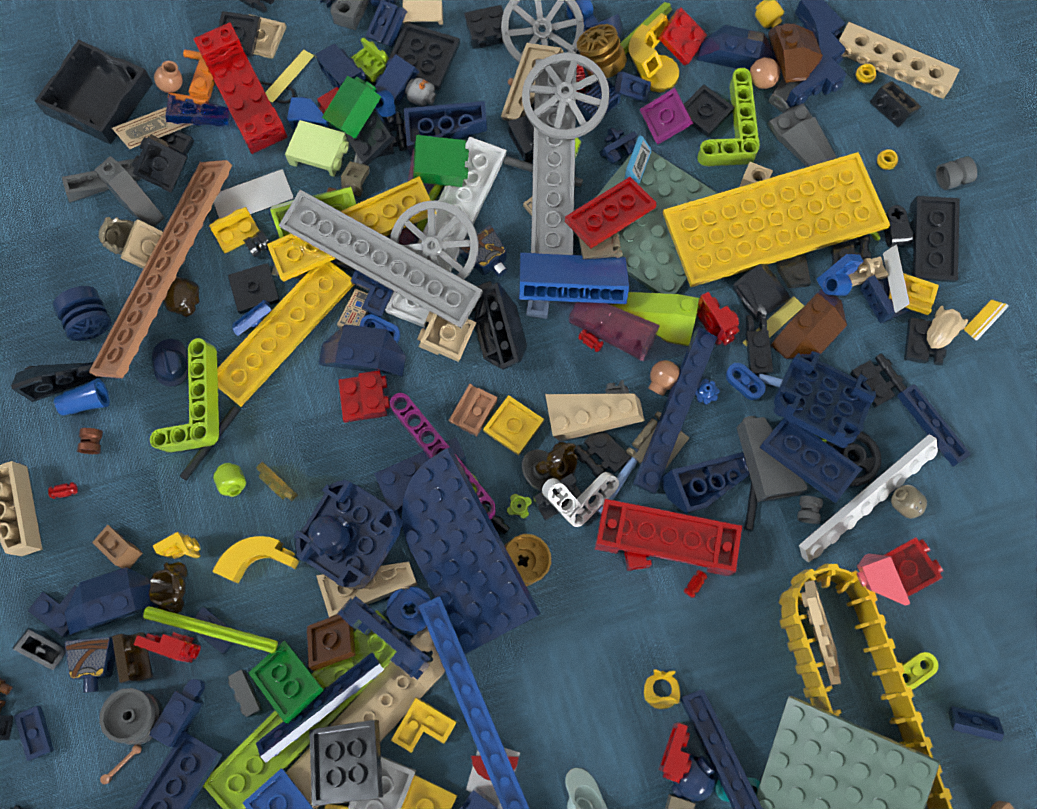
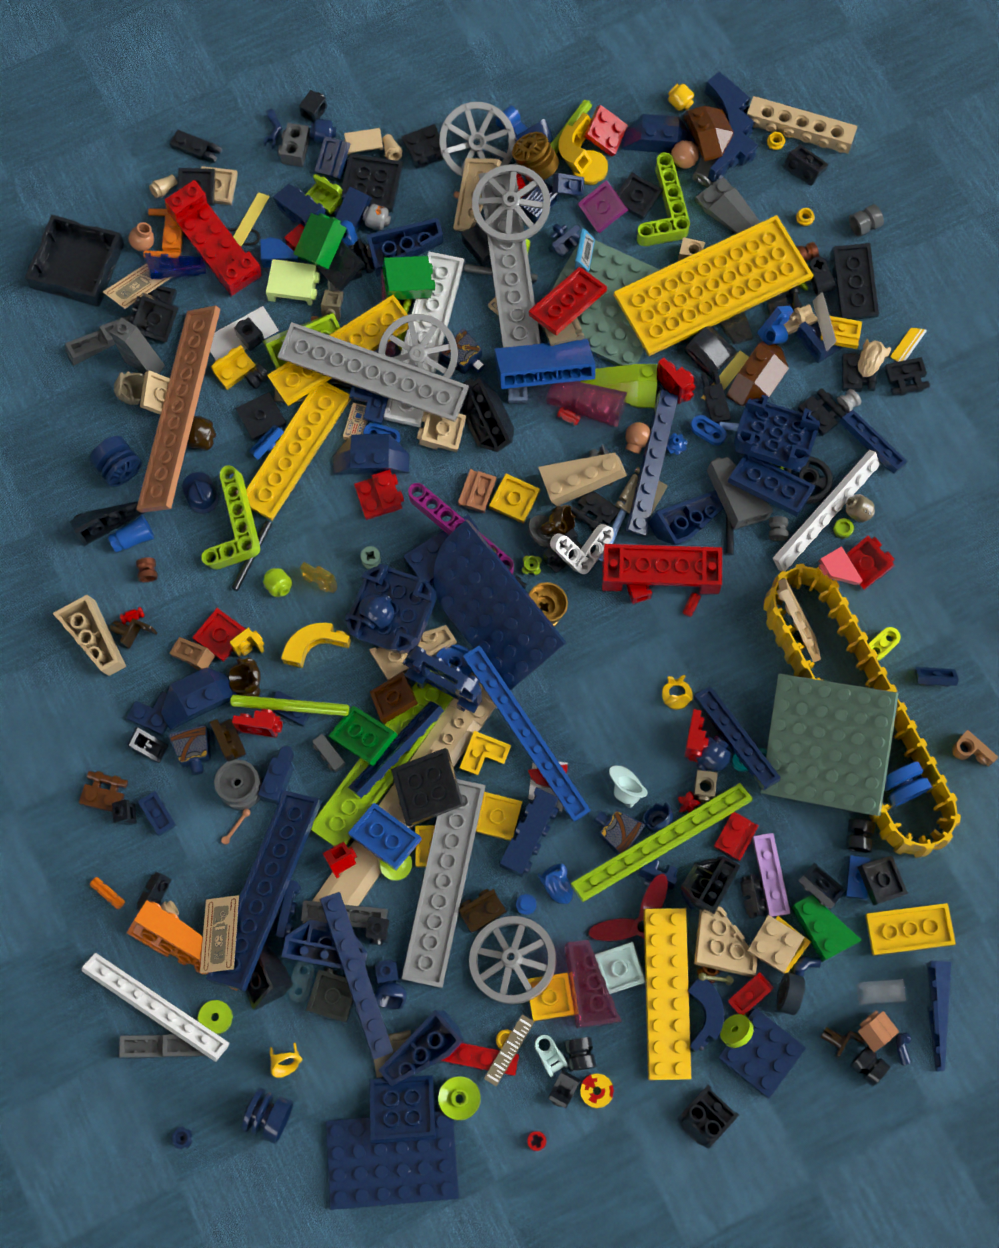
camera: 10 degrees left, 0 degrees up
(54, 509) = (130, 632): none -> dark brown bracket
(151, 527) = (218, 633): none -> red plate
(203, 26) = (162, 186): none -> tan cone
(264, 201) = (251, 340): none -> black brick
(343, 471) = (370, 561): none -> sand green wheel
(451, 24) = (391, 148): none -> tan cone
(885, 521) = (843, 528): none -> lime tile
(888, 197) = (809, 251): none -> copper wheel
(912, 372) = (849, 400): none -> light grey wheel
(981, 348) = (907, 370): none -> black plate

